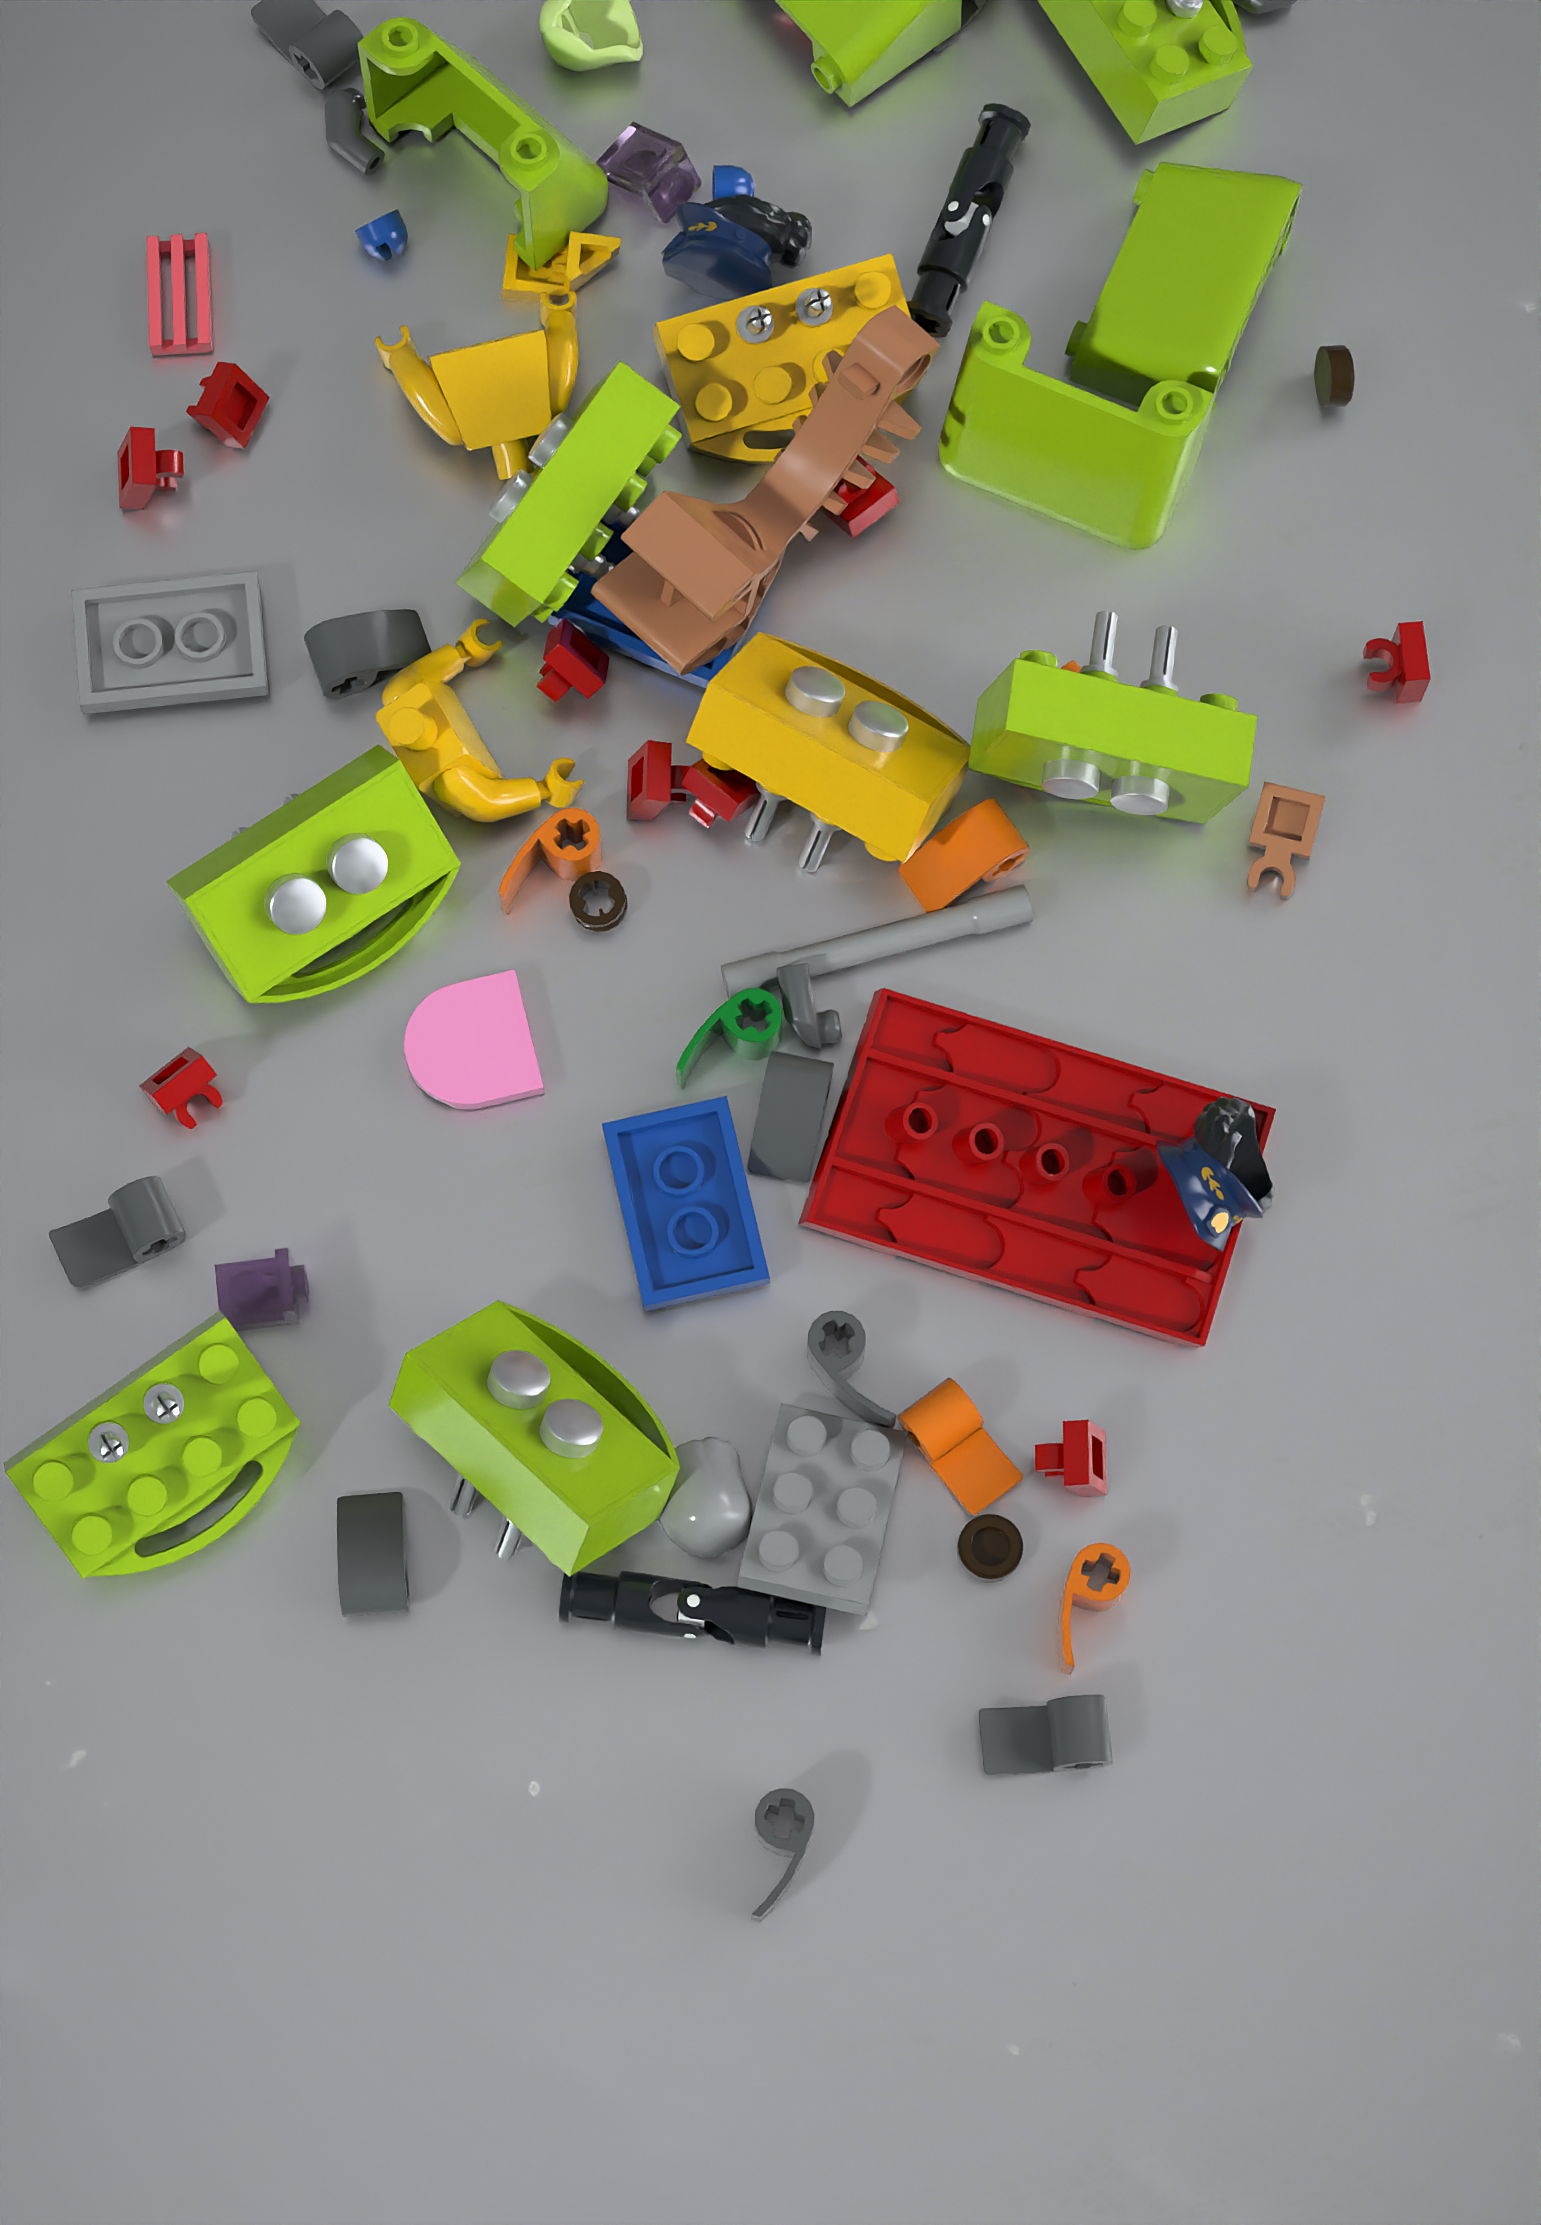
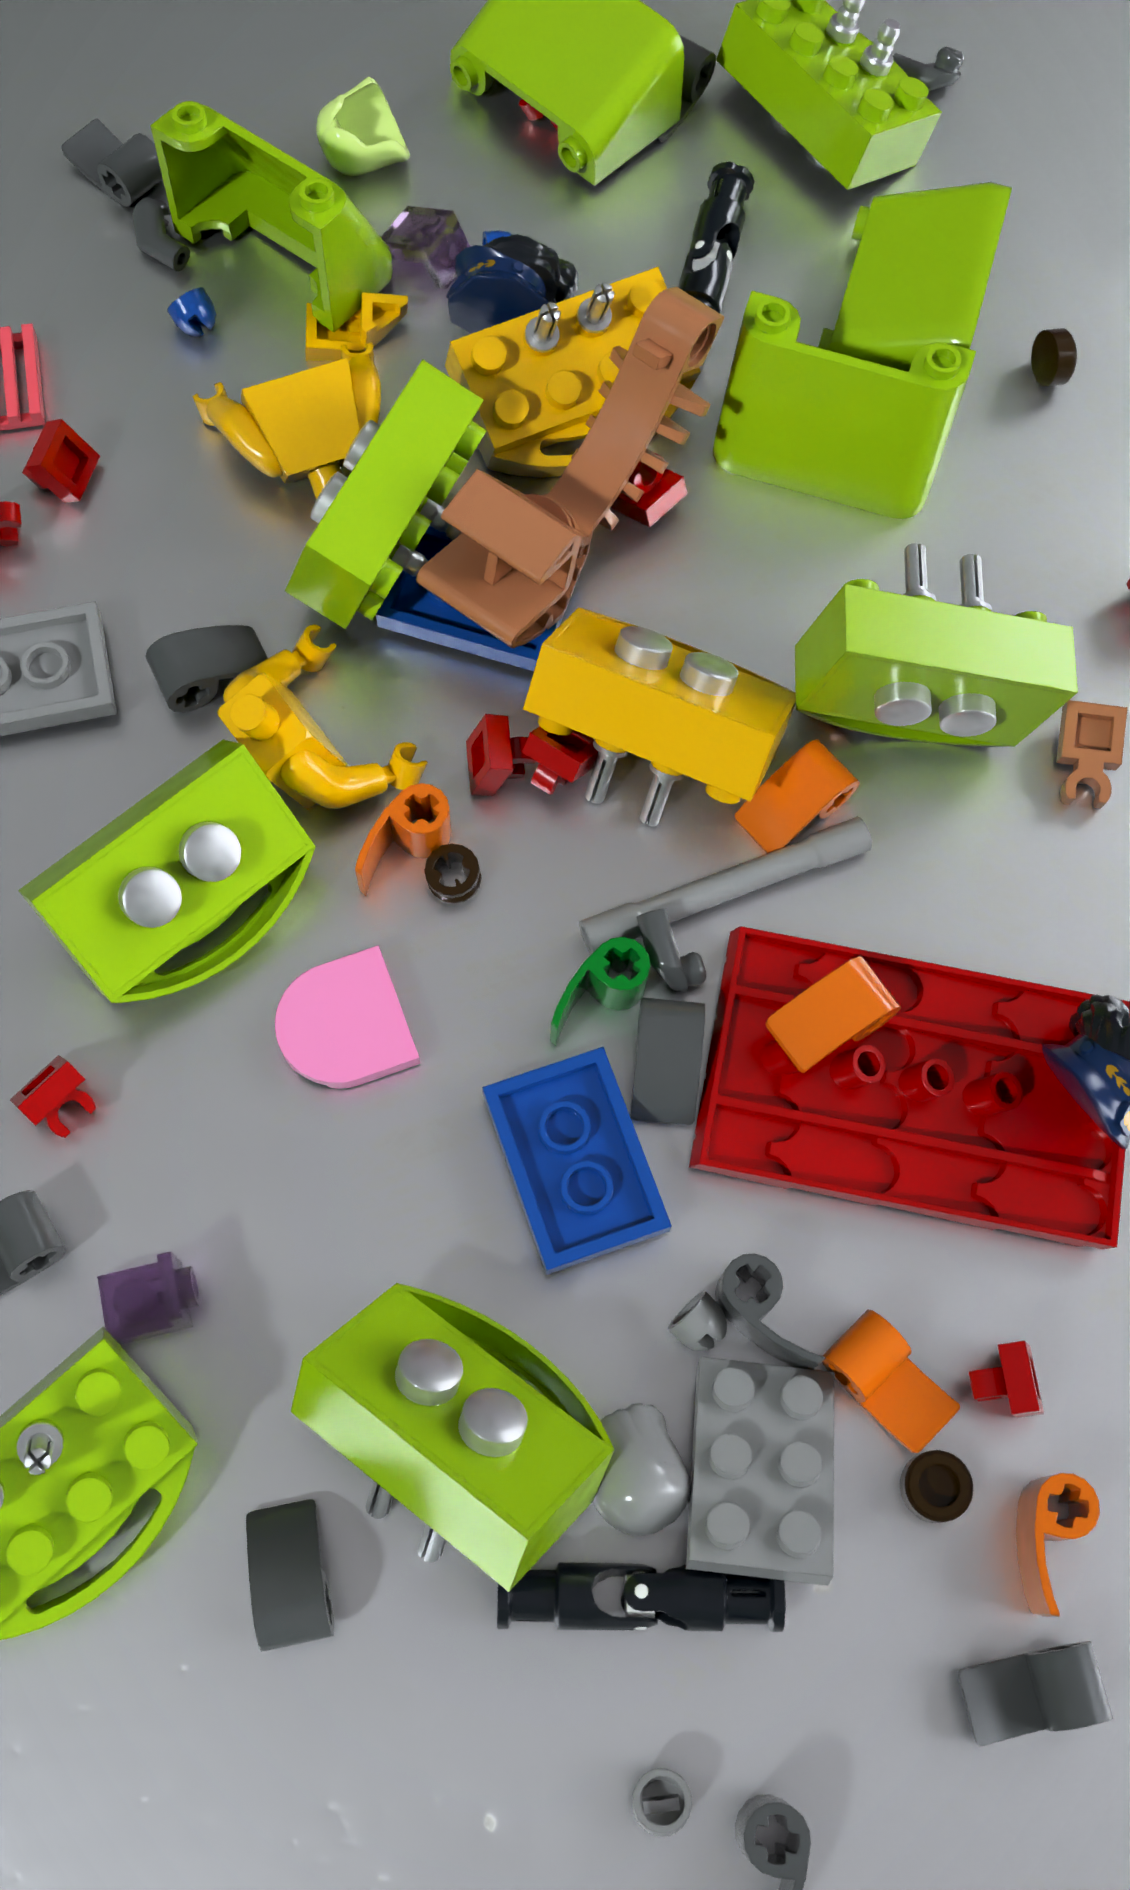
camera: 10 degrees left, 5 degrees down
(571, 662) = (402, 655): red tile -> none
(689, 1773) = (658, 1786): none -> light grey hinge
(786, 1373) = (699, 1323): none -> light grey hinge
(960, 1082) = (831, 1012): none -> orange panel

